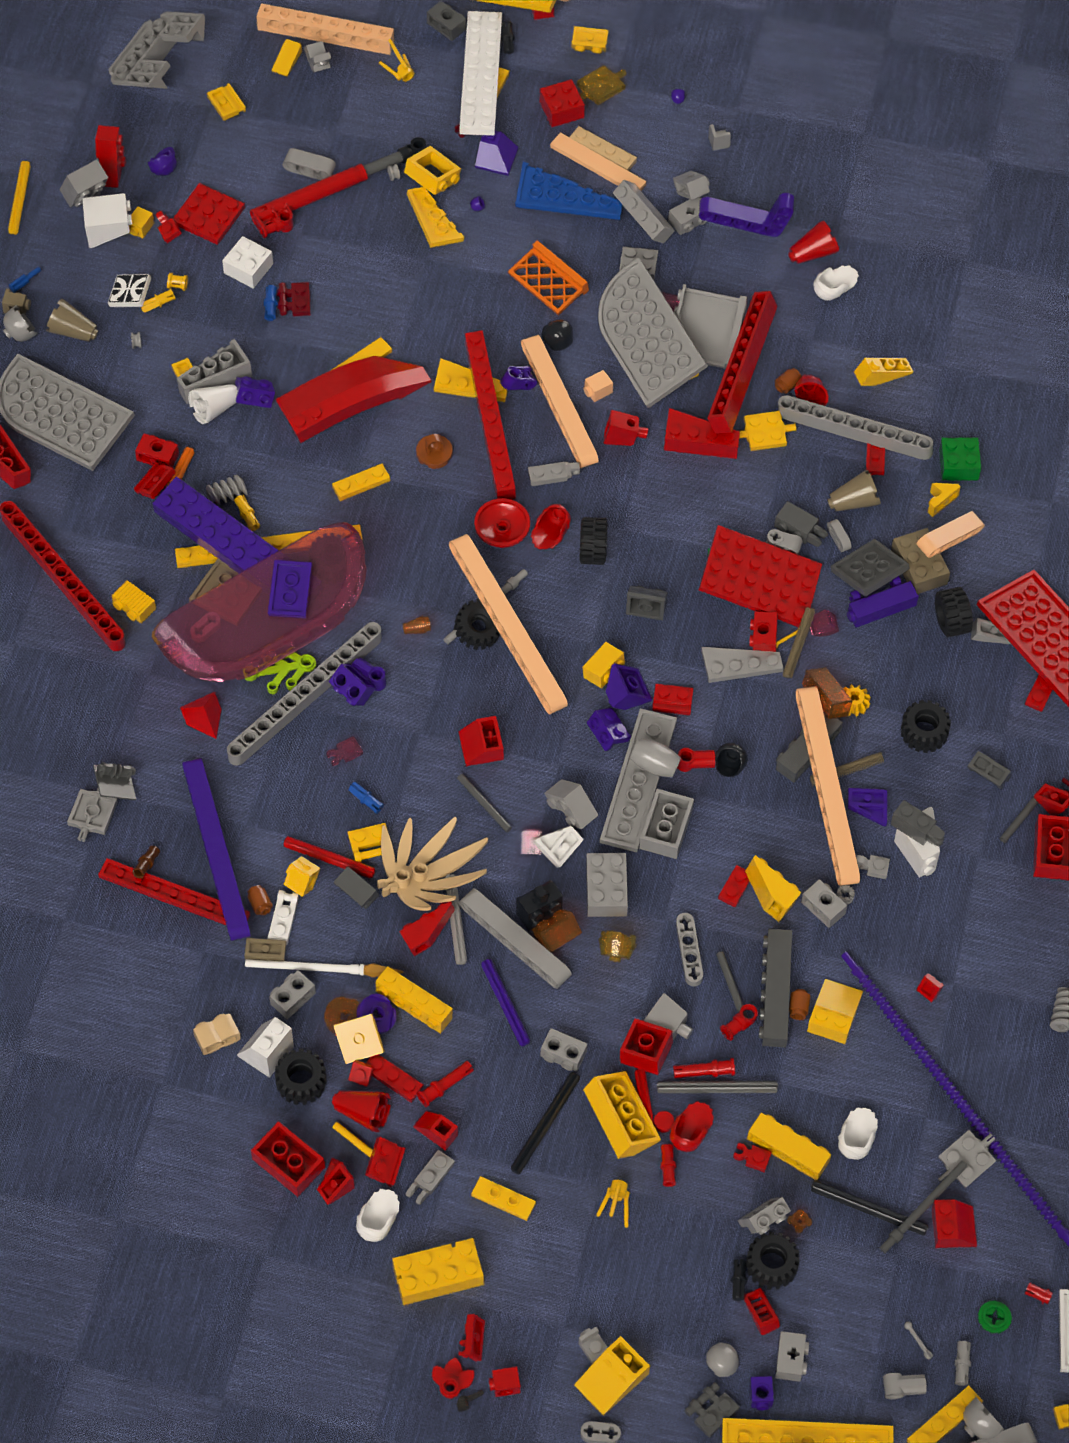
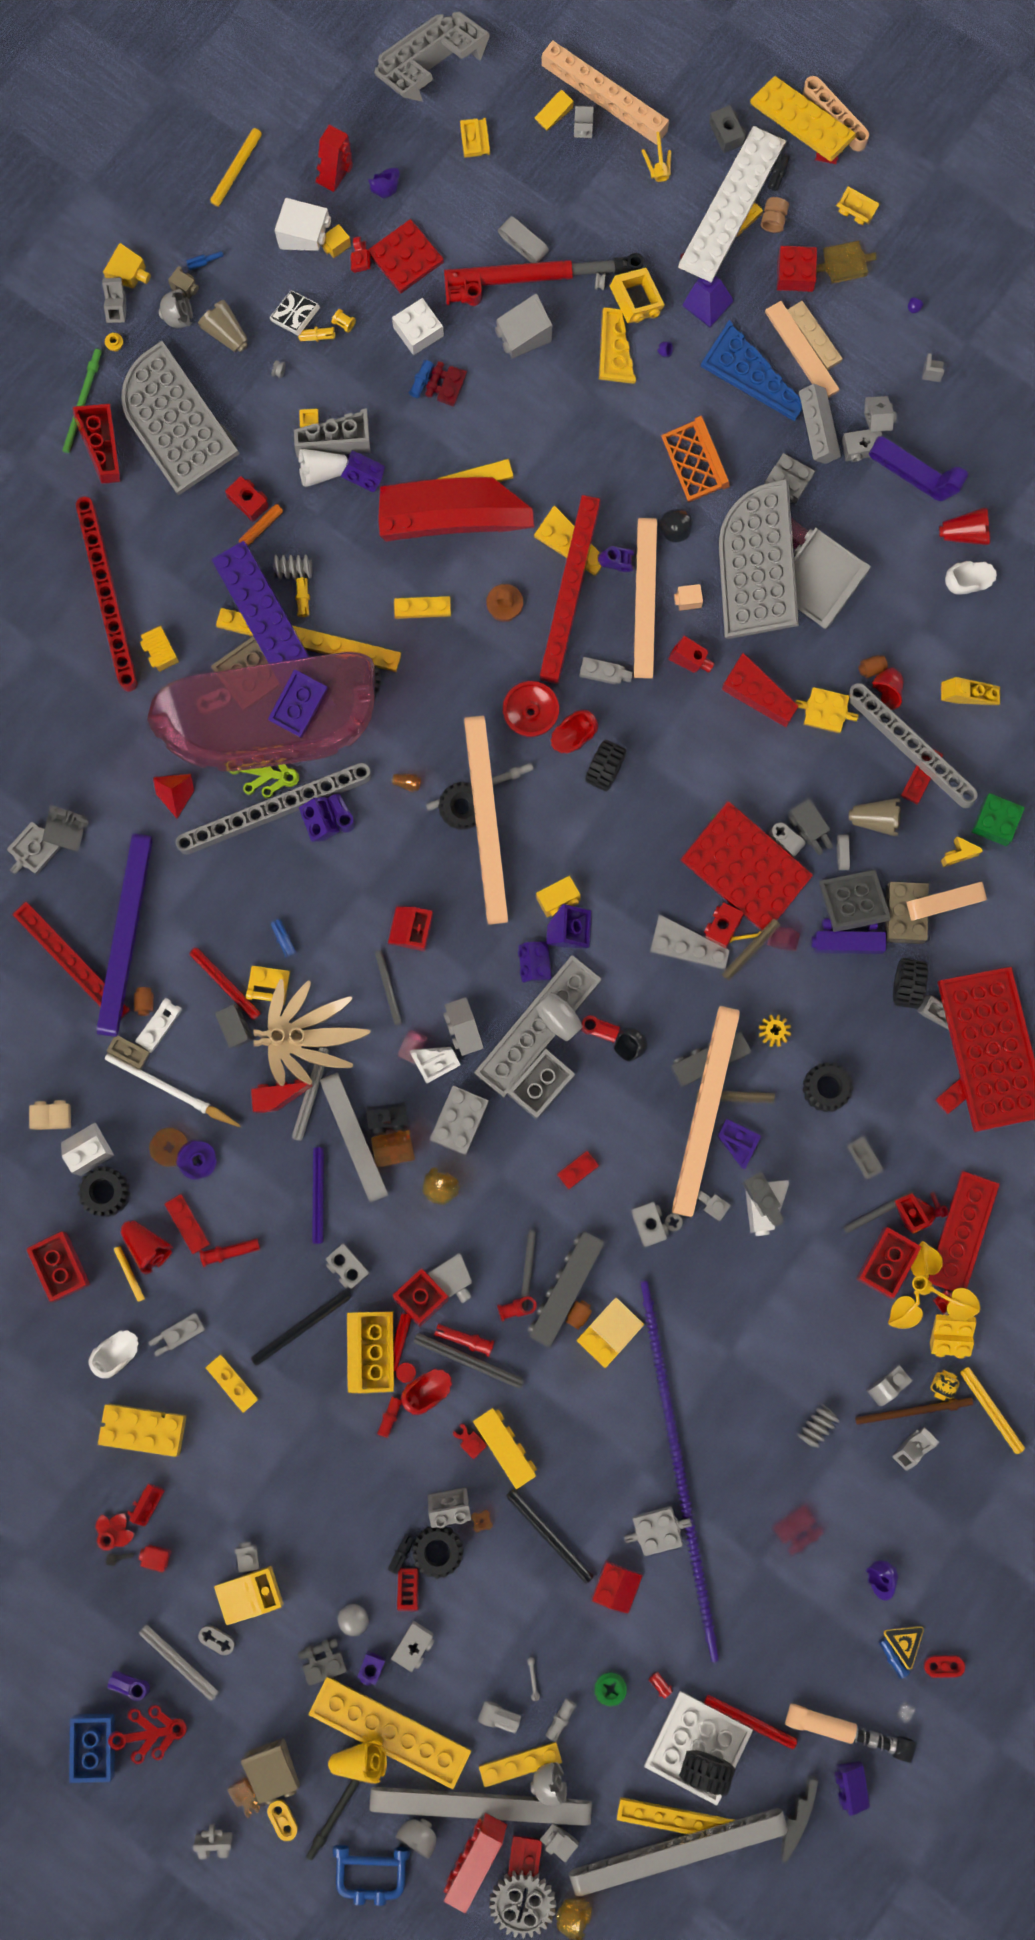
camera: 25 degrees right, 20 degrees up
(83, 184) = (295, 181): light grey brick -> none
(146, 862) = (58, 920): reddish brown pin -> none
(154, 480) = (231, 528): red plate -> none
(296, 997) = (133, 1111): light grey brick -> none
(301, 876) = (188, 995): yellow head -> none
(335, 1182) = (92, 1303): red slope -> none
(345, 228) = (524, 327): none -> light grey slope
(345, 750) = (289, 882): clear pink plate -> none
(359, 1038) = (169, 1178): yellow plate -> none
(361, 1073) = (159, 1209): red plate -> none
(385, 1161) = (143, 1304): red plate -> none
(414, 1000) = (236, 1160): yellow brick -> none
(437, 1129) = (200, 1293): red slope -> none
(521, 69) = (774, 216): none -> medium nougat wheel
(617, 1192) = (334, 1422): yellow plant -> none
(646, 602) = (628, 846): dark grey slope -> none
(672, 699) = (608, 956): red plate -> none
(689, 949) = (508, 1215): light grey beam -> none
(742, 362) = (835, 633): red brick -> none
(771, 888) = (604, 1200): yellow slope -> none
(833, 698) = (752, 1019): clear orange brick -> none
(858, 1134) = (571, 1464): white hair -> none
(897, 1234) = (559, 1576): dark grey bar -> none
(930, 987) = (705, 1349): red tile -> none

